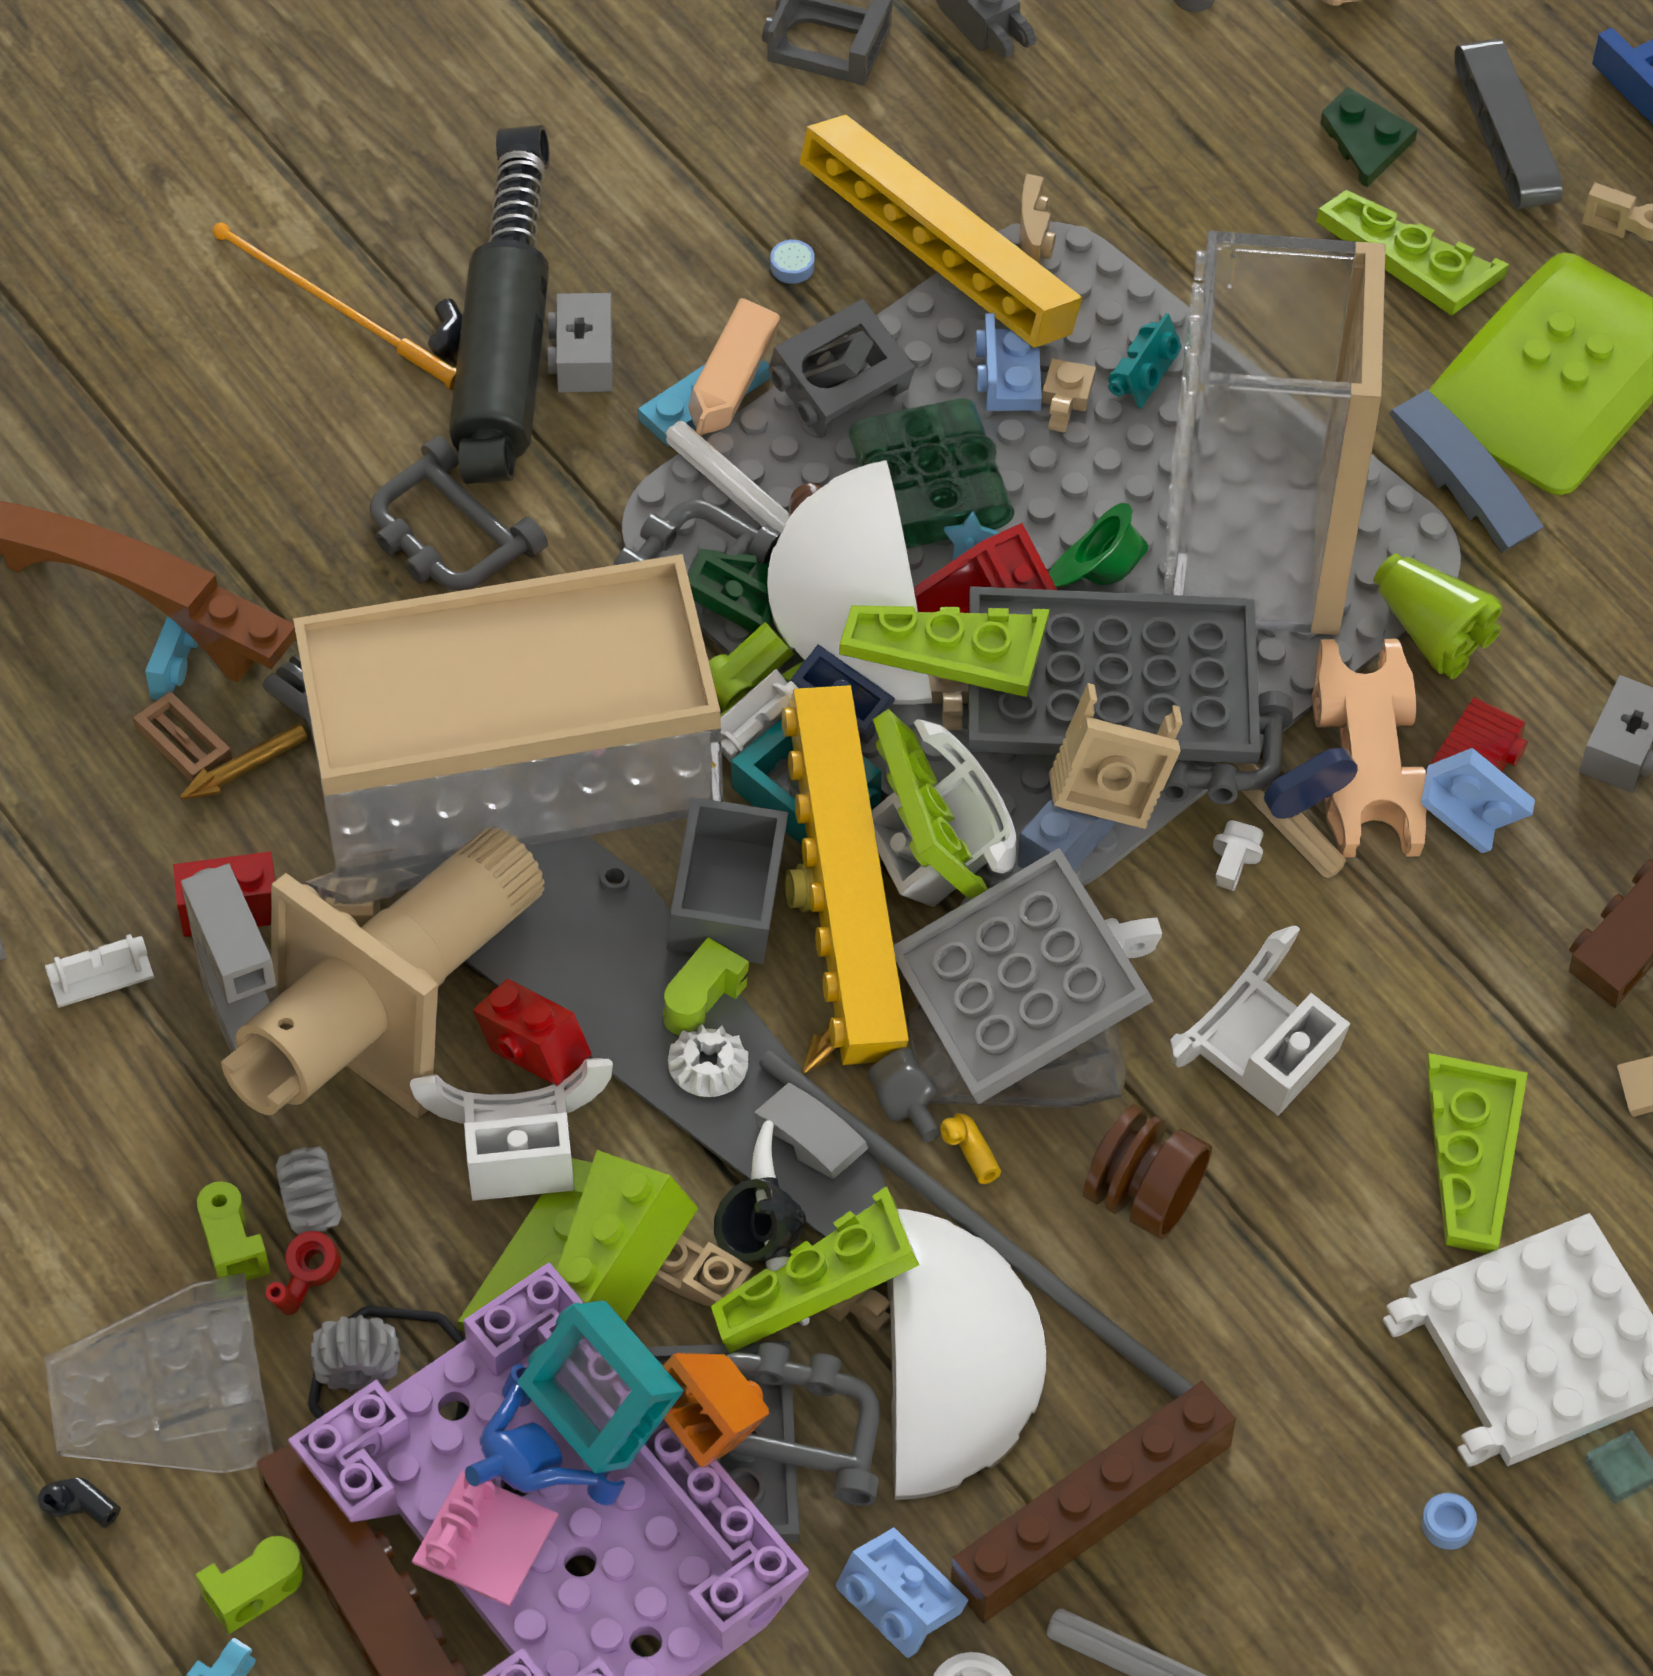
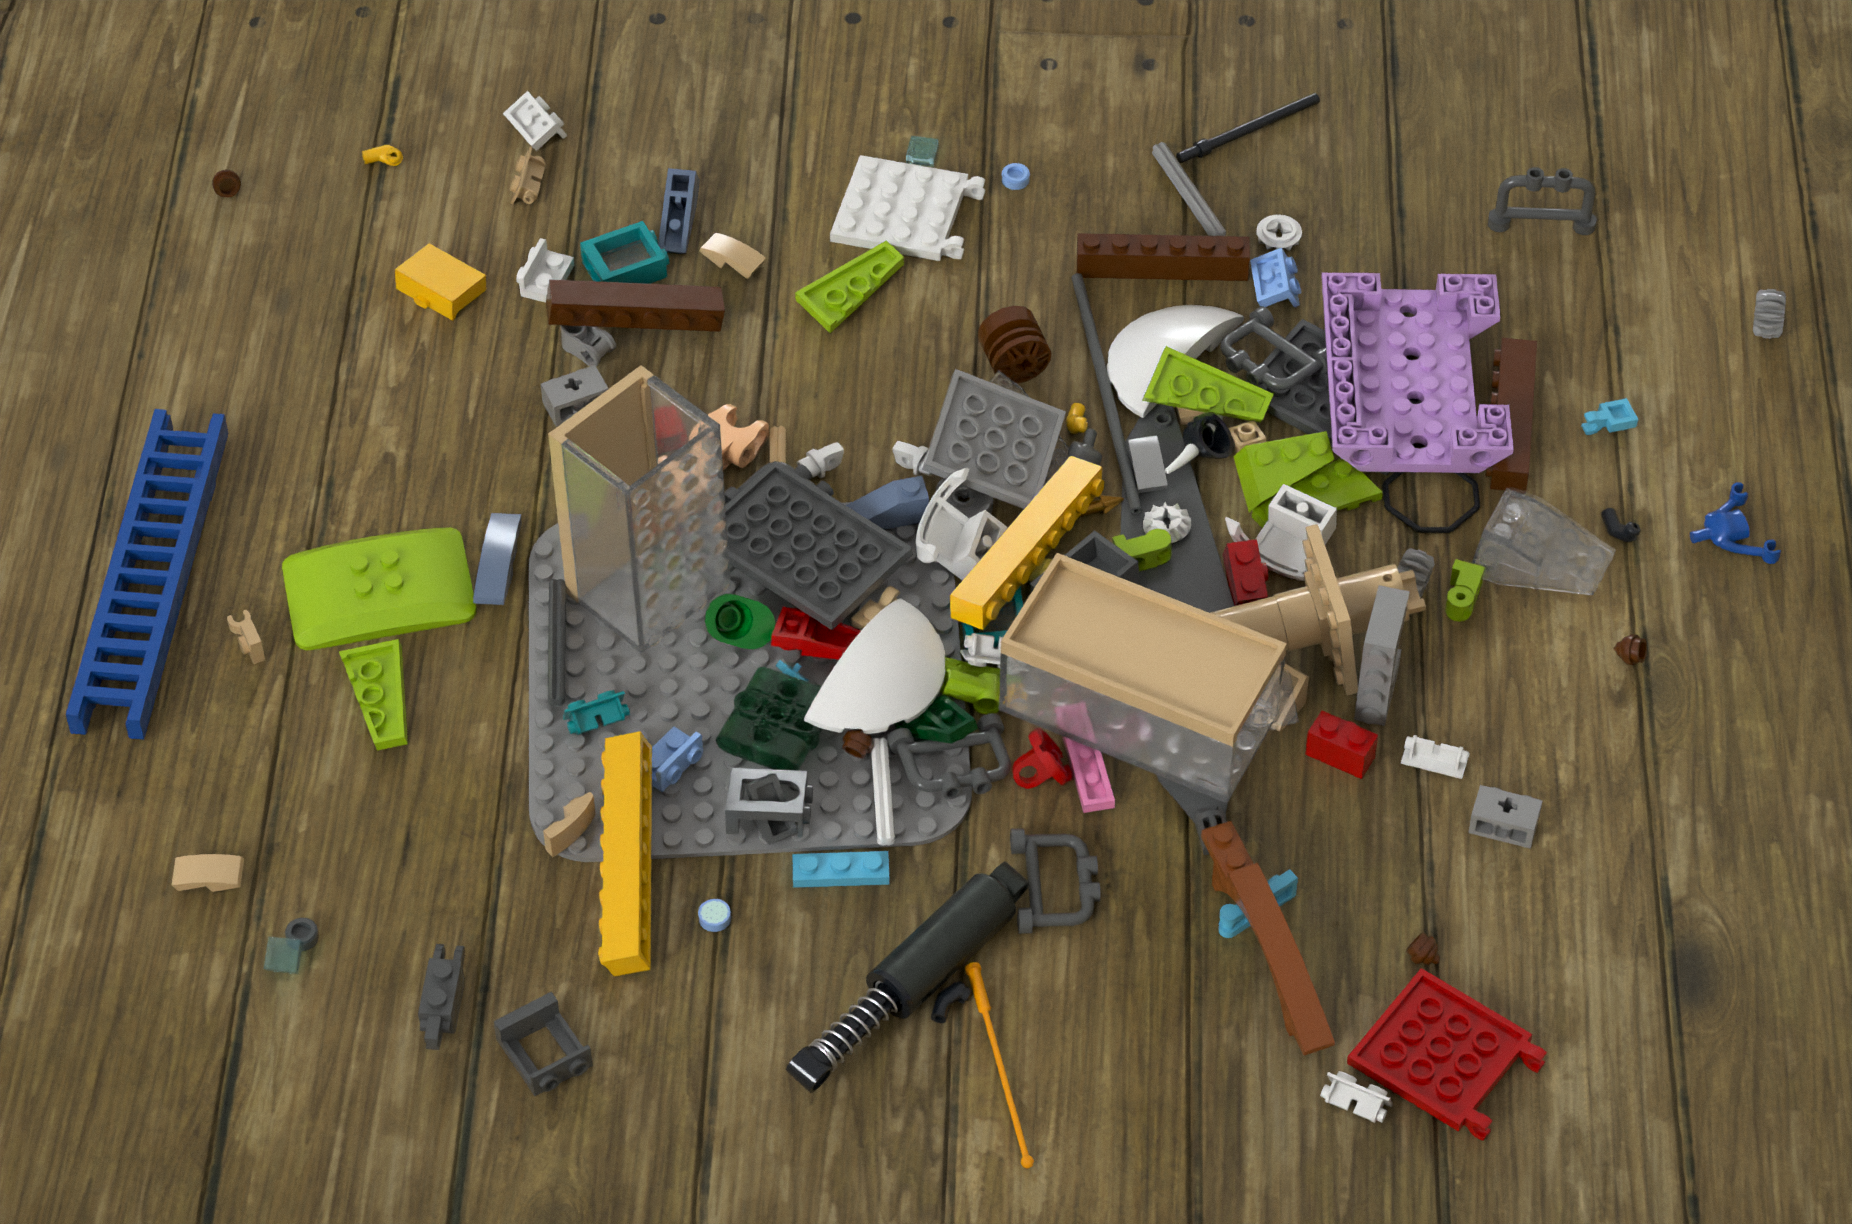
camera: 140 degrees left, 5 degrees down
(154, 712) = (1293, 831): medium nougat tile -> none
(209, 782) = (1275, 818): pearl gold piece -> none
(253, 1584) = (1562, 444): lime leg -> none
(297, 1258) = (1442, 553): red plate -> none
(354, 1353) = (1446, 494): light grey gear -> none
(485, 1539) = (1452, 371): bright pink hinge -> none
(528, 1455) = (1408, 379): blue piece -> none
(583, 342) = (882, 931): light grey brick -> none
(599, 1385) = (1359, 366): teal window -> none
(716, 1405) = (1312, 343): orange torso -> none
(732, 366) = (826, 842): light nougat piece -> none
(827, 670) = (944, 630): dark blue slope -> none
(923, 806) = (972, 524): lime wing -> none
(970, 648) = (876, 583): lime wing -> none
(1067, 388) = (655, 725): tan plate -> none
(1113, 767) = (856, 483): tan piece -> none
(1262, 1035) = (897, 372): white piece -> none
(1310, 783) = (763, 440): dark blue tile -> none
(1366, 133) = (316, 779): dark green wing -> none
(1474, 797) = (692, 392): light blue bracket -> none
(1508, 124) = (238, 727): dark grey beam -> none

